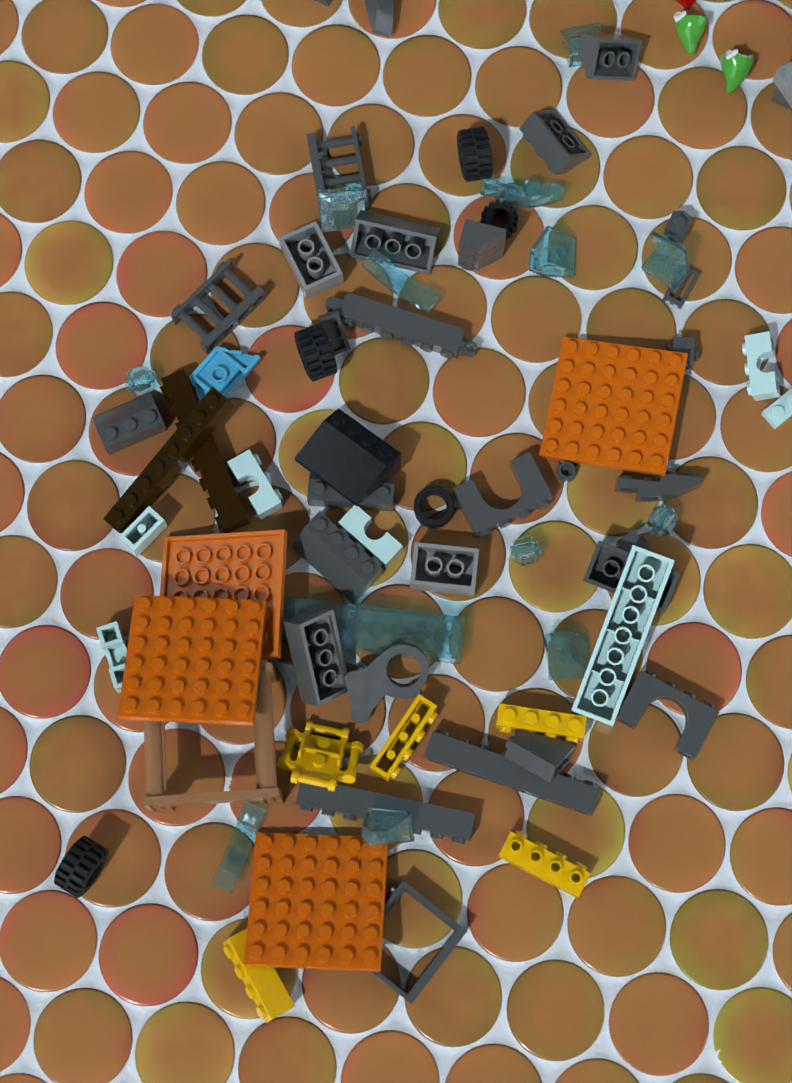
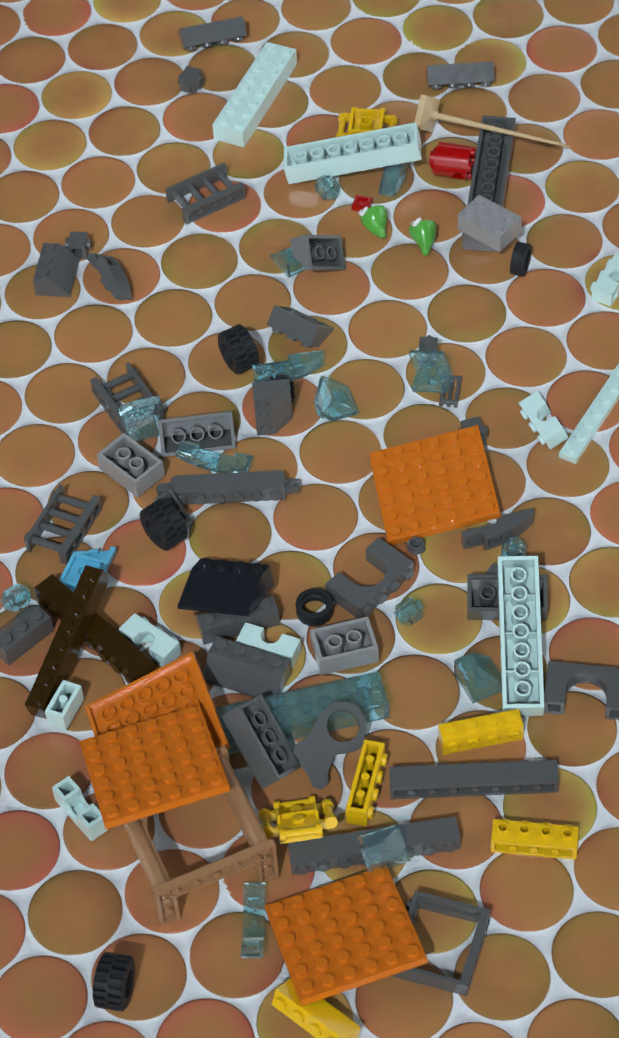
camera: 20 degrees left, 25 degrees down
(539, 754) = (490, 750): dark grey slope -> none

